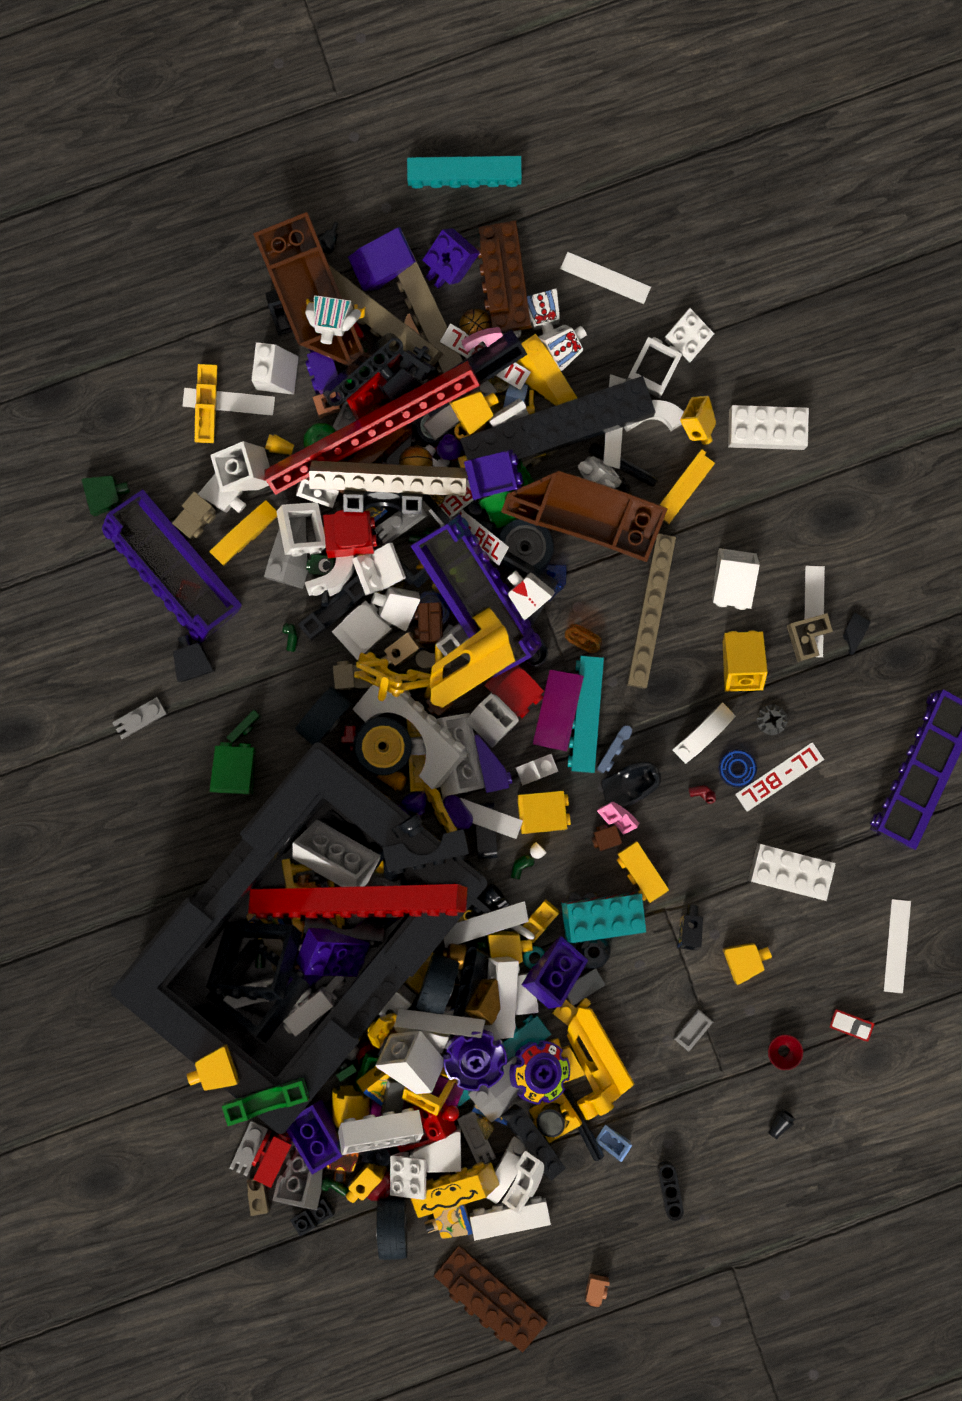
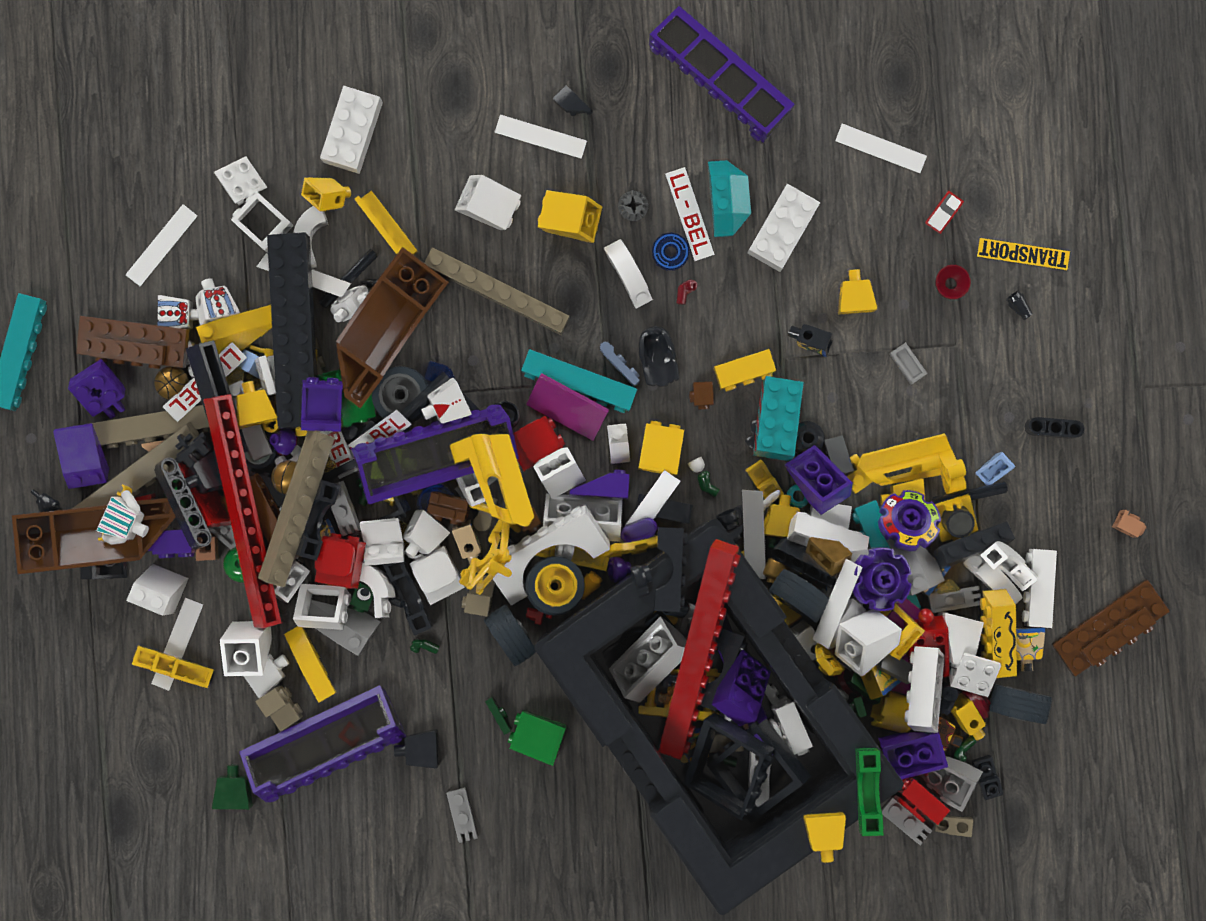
camera: 70 degrees left, 0 degrees up
(279, 445) = (234, 606): yellow cone -> none
(488, 336) = (185, 373): bright pink slope -> none
(583, 638) = (504, 364): clear orange plate -> none
(619, 816) = (682, 379): bright pink slope -> none
(803, 634) = (562, 152): dark tan brick -> none
(806, 810) = (728, 197): none -> teal wedge
(833, 1114) = (1023, 254): none -> sticker

